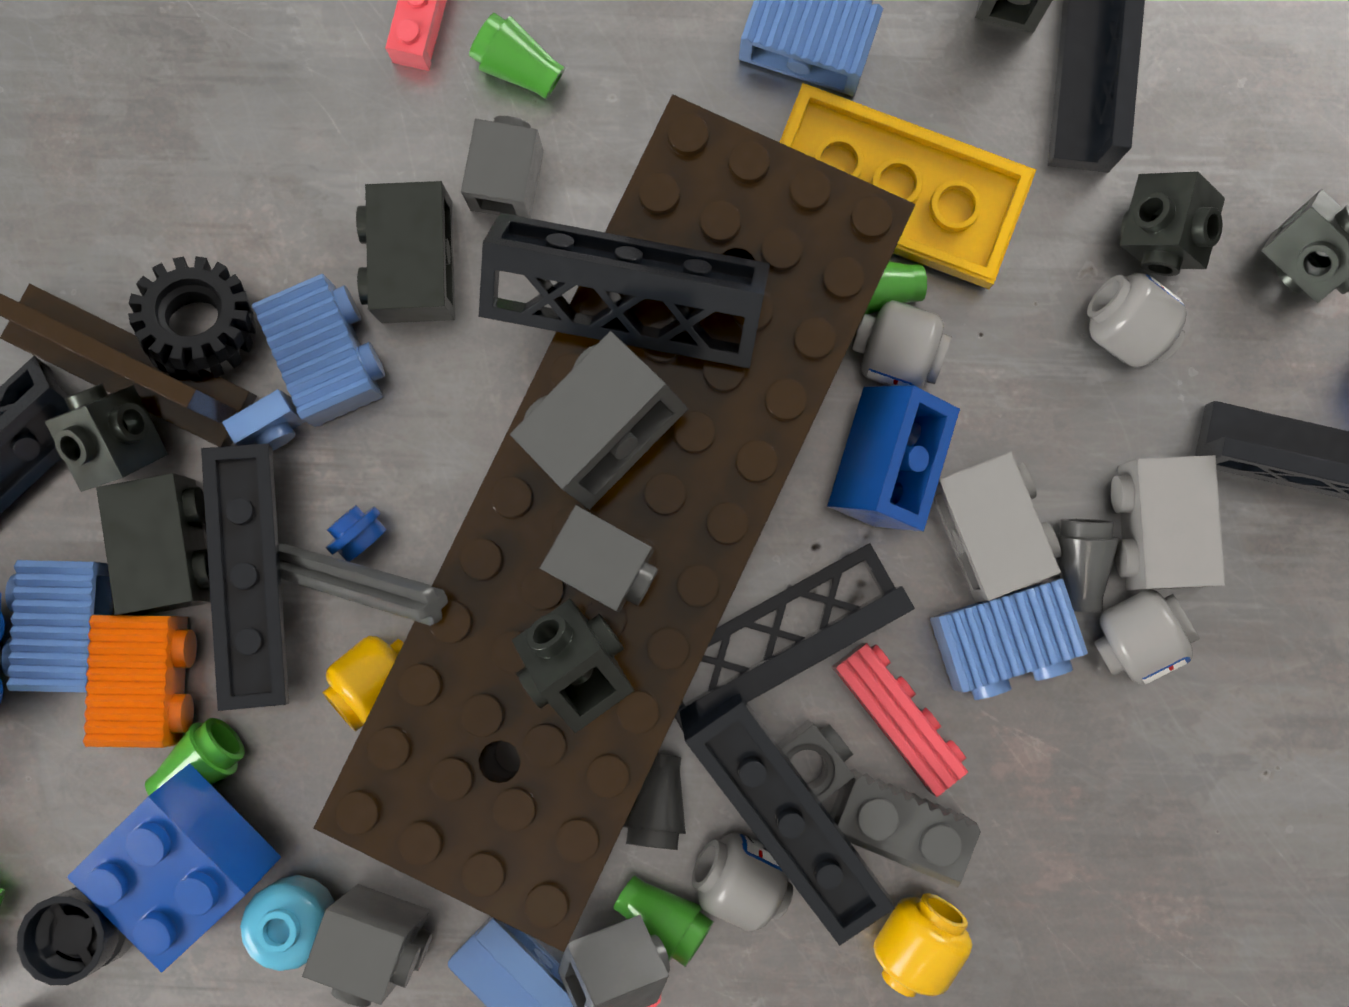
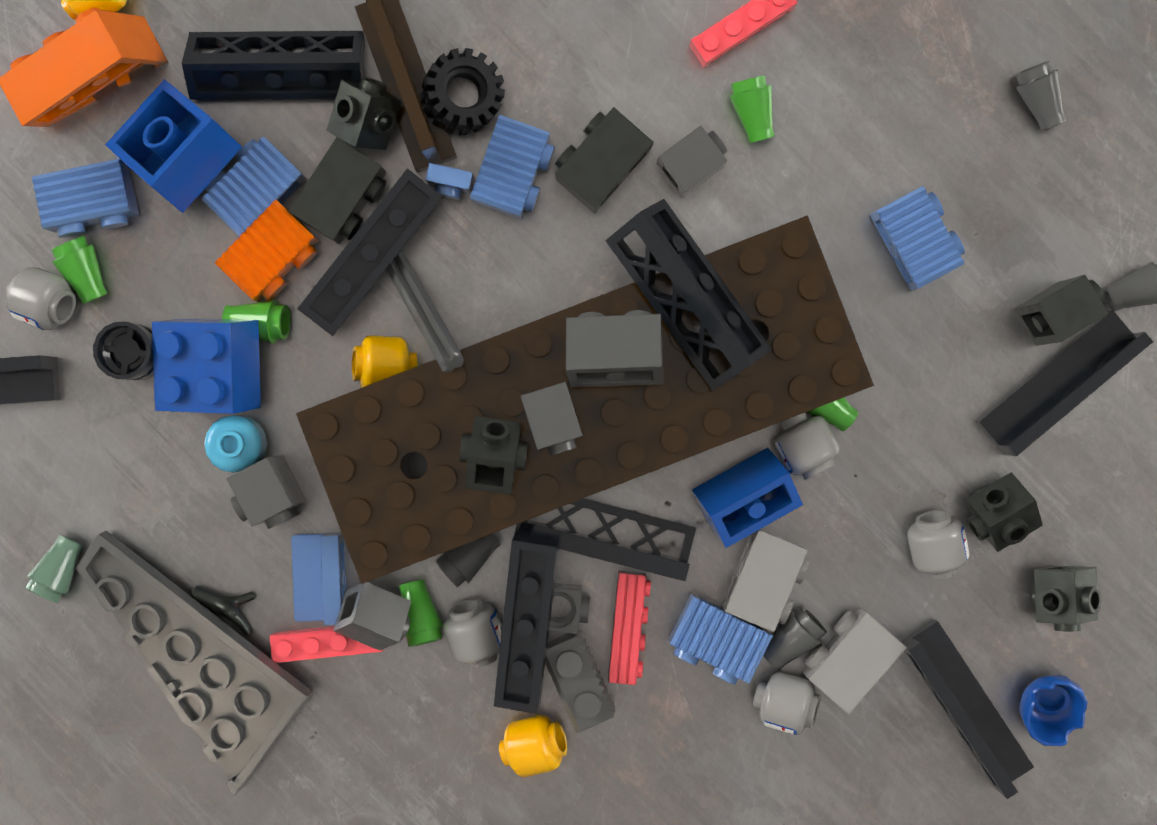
camera: 35 degrees right, 5 degrees up
(355, 532) = (443, 279): blue plate -> none
(961, 193) = (908, 388): yellow piece -> none

